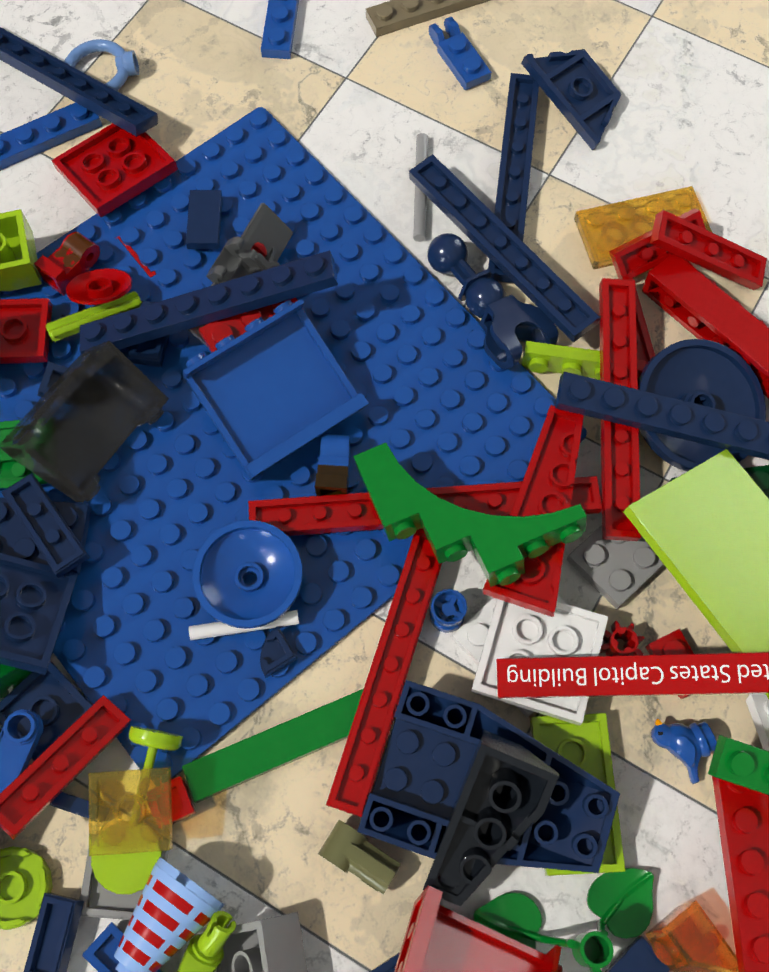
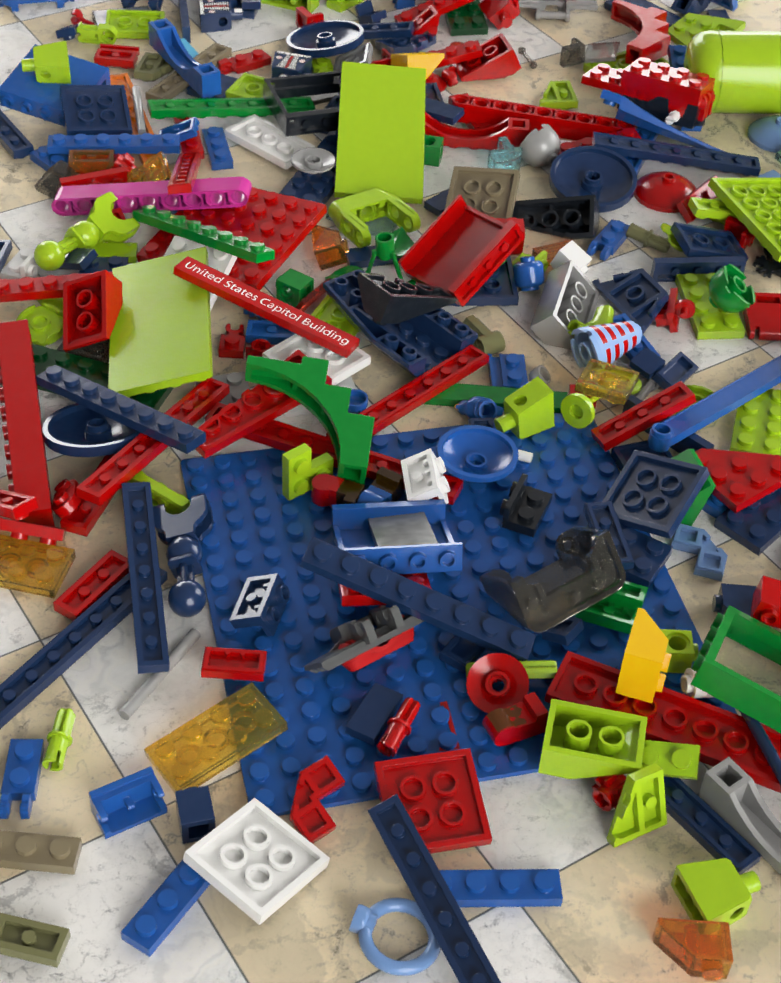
camera: 155 degrees left, 25 degrees down
(95, 919) = (647, 363): none -> dark blue tile
(162, 541) = (524, 508): none -> black bracket
(173, 211) = (398, 727): none -> red axle
(218, 129) = (313, 785): none -> red tile
(219, 689) = (528, 410): none -> lime torso
(230, 60) = (256, 860): none -> white plate
(243, 815) = (541, 372): none -> light grey hinge
(266, 389) = (401, 530): none -> dark grey tile
(286, 493) = (425, 477): none -> white bracket
(293, 694) = (479, 408): none -> blue animal
(293, 805) = (507, 370): none -> blue plate
(301, 77) = (194, 813): none -> dark blue brick
(326, 142) = (216, 739): none -> clear yellow plate
(355, 203) = (234, 664): none -> red plate
(362, 68) = (127, 802): none -> blue hinge
(371, 272) = (261, 603): none -> dark blue bracket
(398, 438) = (333, 490): none -> red leg
(433, 428) = (300, 469): none -> lime plate
(454, 89) = (59, 739): none -> lime axle
(545, 227) = (92, 585): none -> red plate
(628, 711) = (266, 330): none -> blue plate
(633, 805) = (312, 298): none -> clear red tile
(651, 308) = (65, 498): none -> red plate
(674, 813) = (293, 287): none -> green brick

